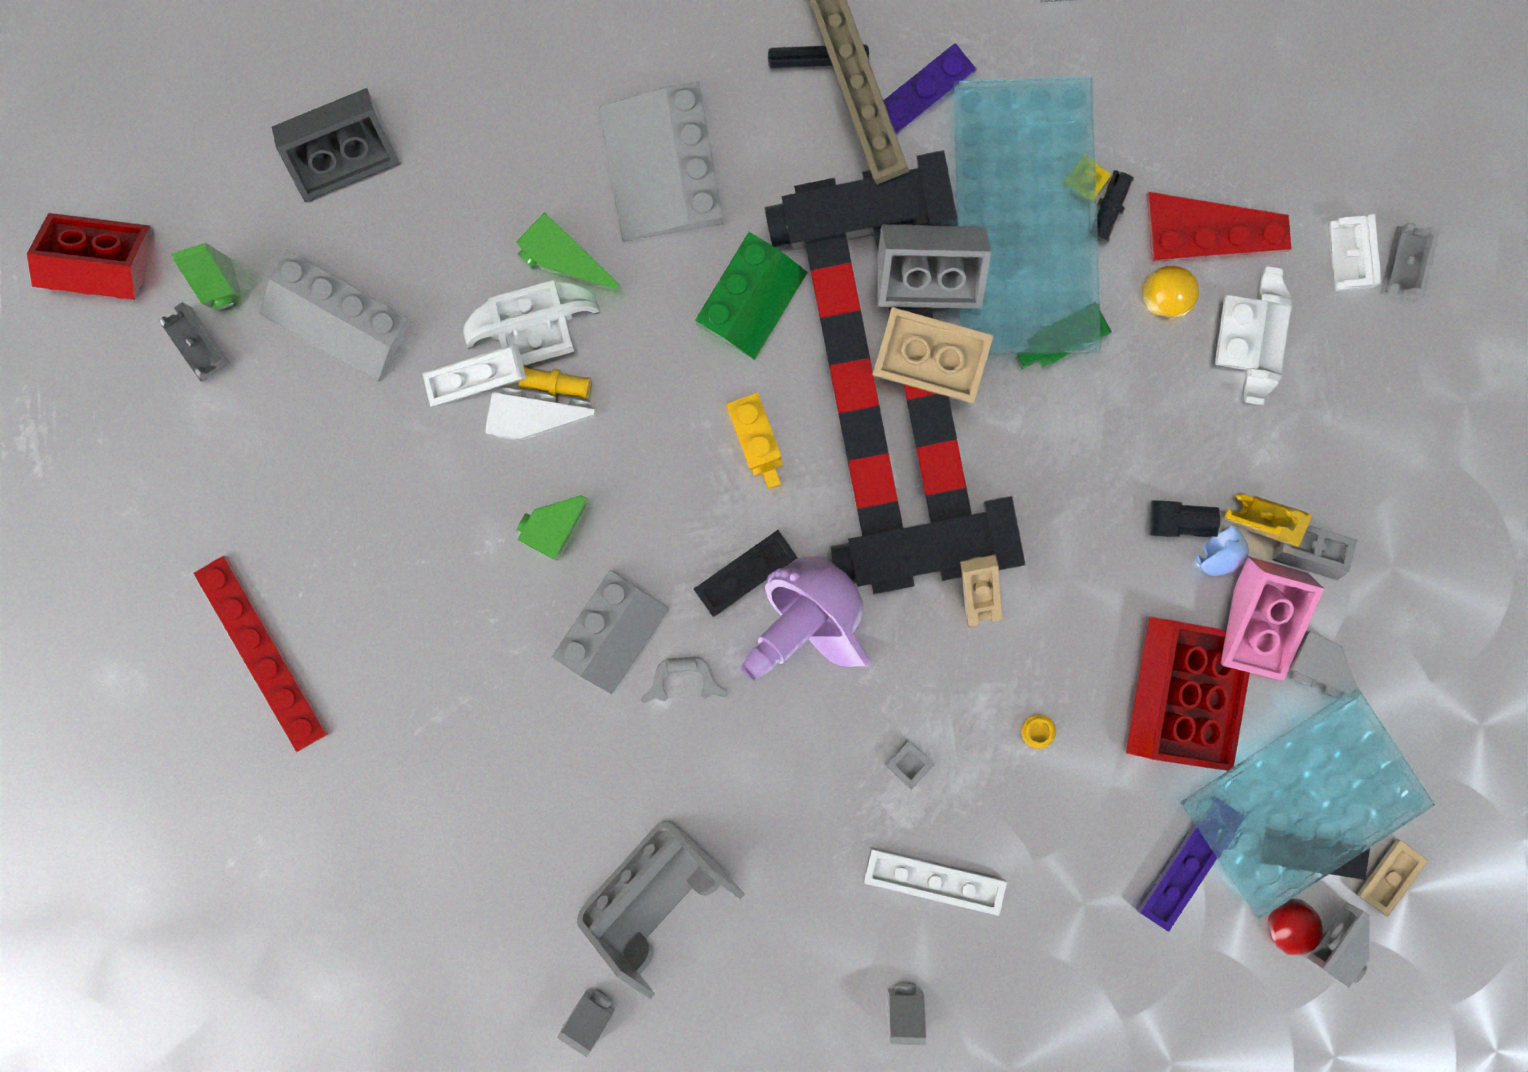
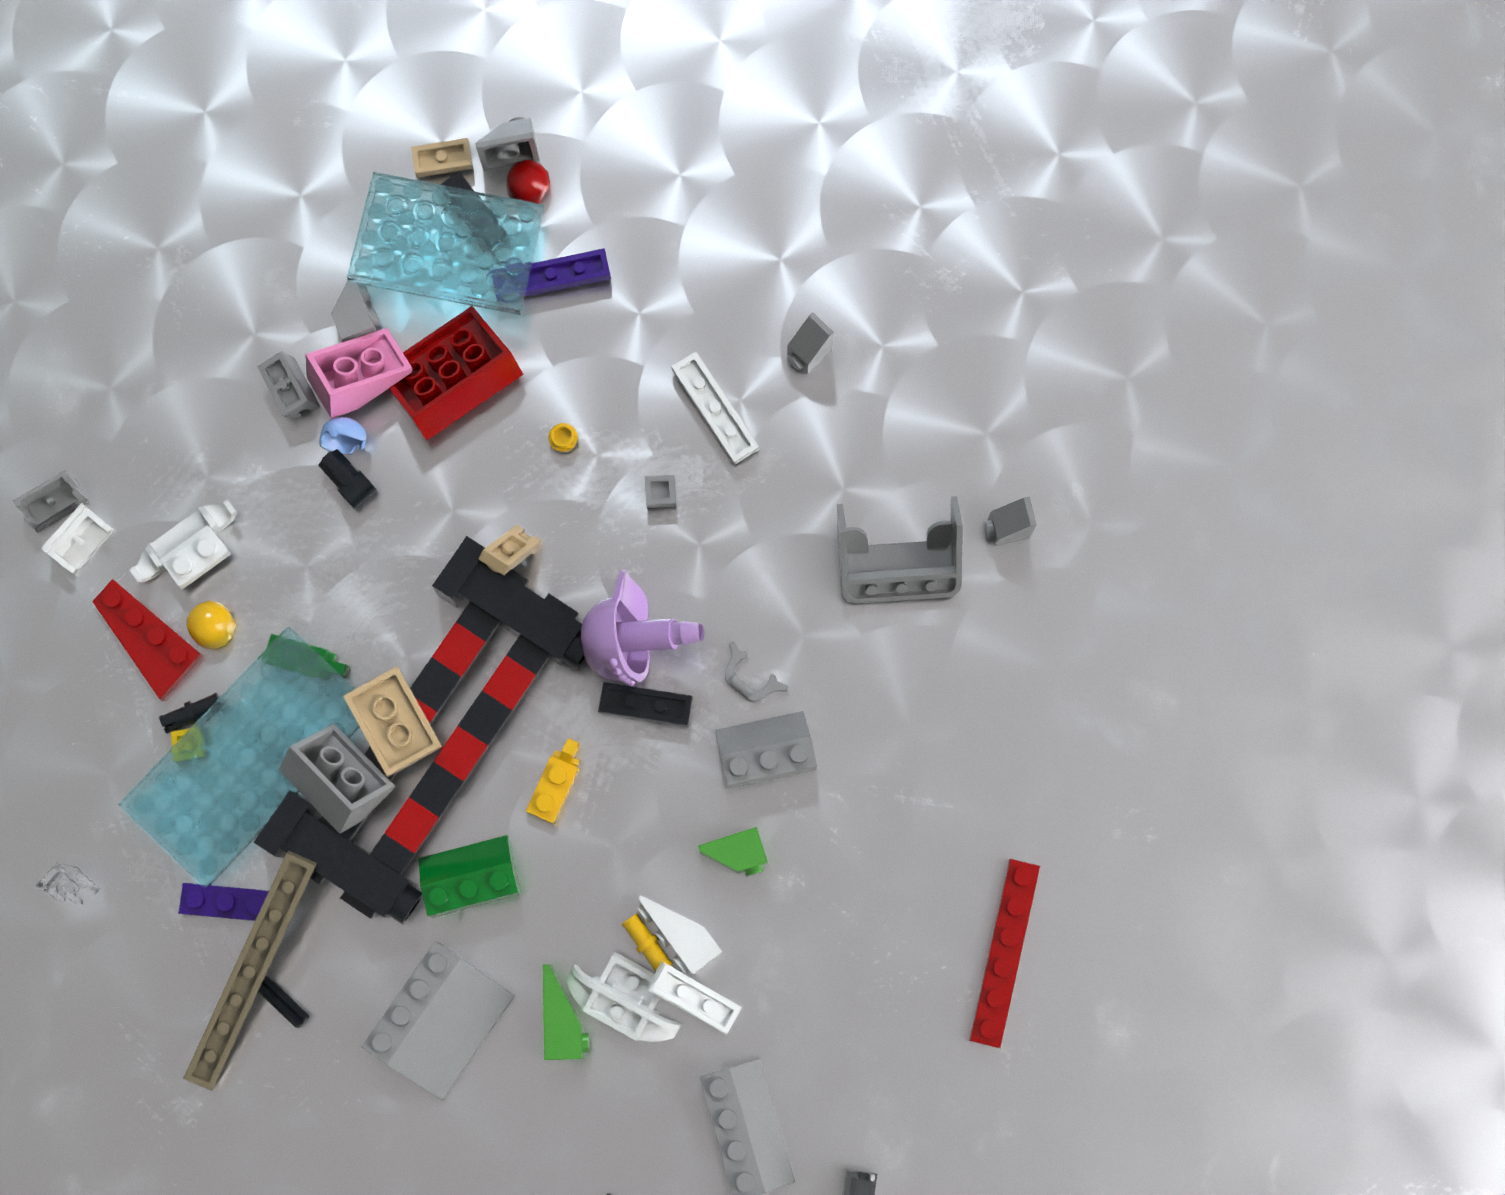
camera: 140 degrees left, 10 degrees down
(1270, 519) = (294, 426): yellow hinge -> none

